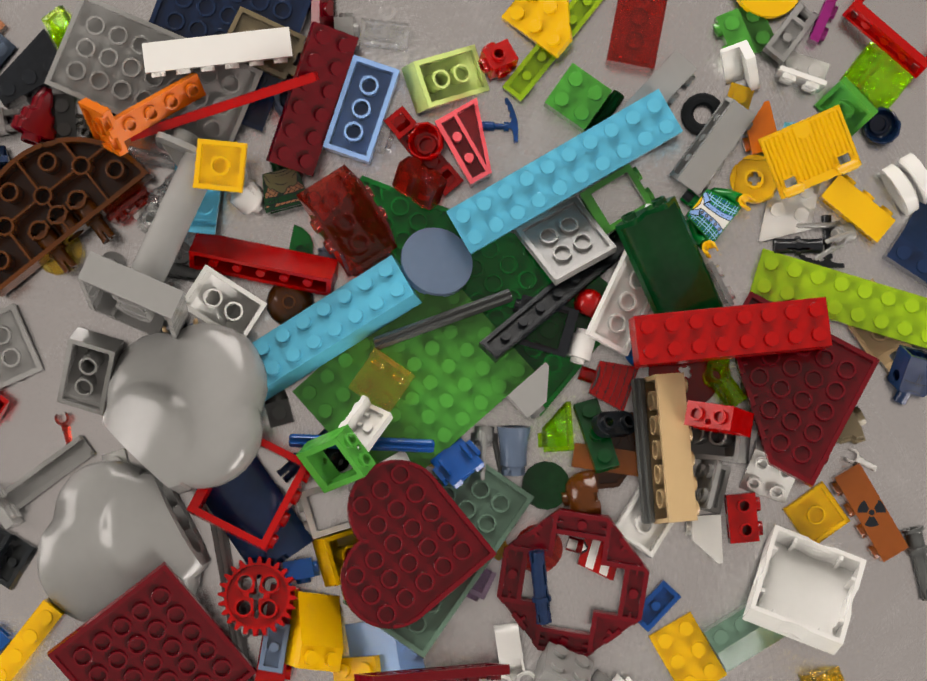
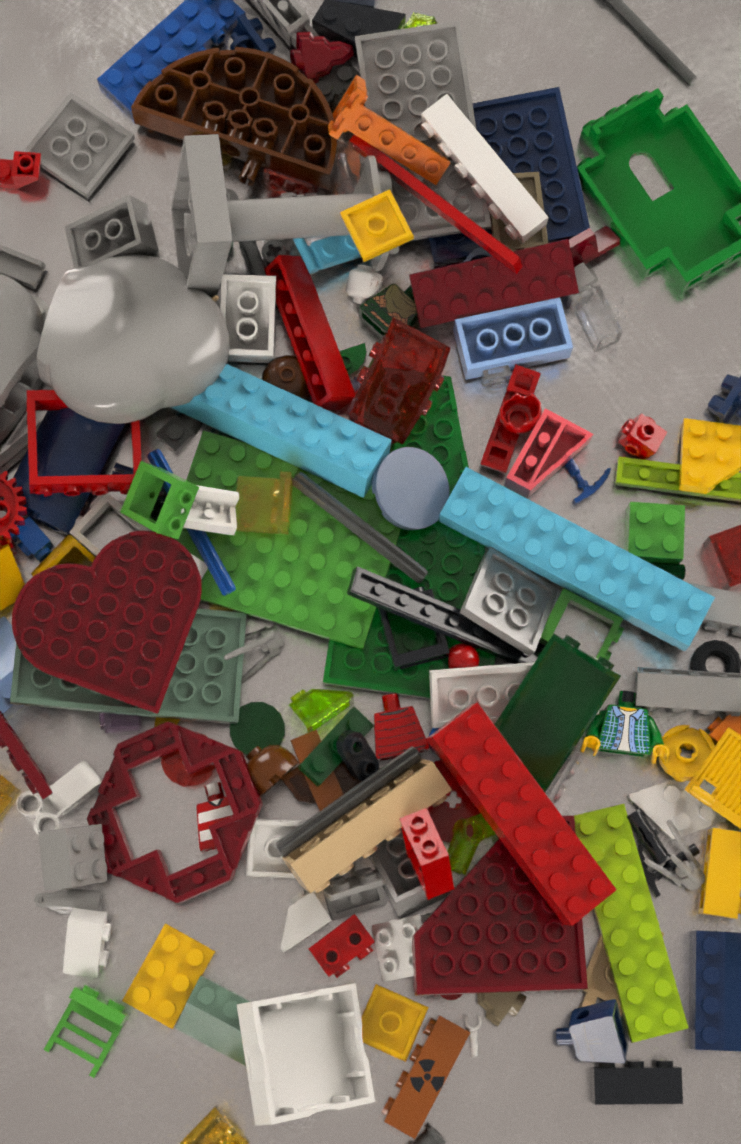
camera: 55 degrees right, 10 degrees down
(65, 426) = (46, 246): clear red hand -> none
(419, 182) = (477, 431): clear red brick -> none
(444, 78) = (591, 399): yellowish green slope -> none
(457, 463) = (226, 625): blue piece -> none
(513, 449) = (273, 675): sand blue plant -> none
(531, 393) = (339, 648): light grey slope -> none
(540, 588) = (141, 786): dark blue pin -> none
(580, 347) = (413, 678): white brick -> none
(658, 604) = (202, 913): blue plate -> none

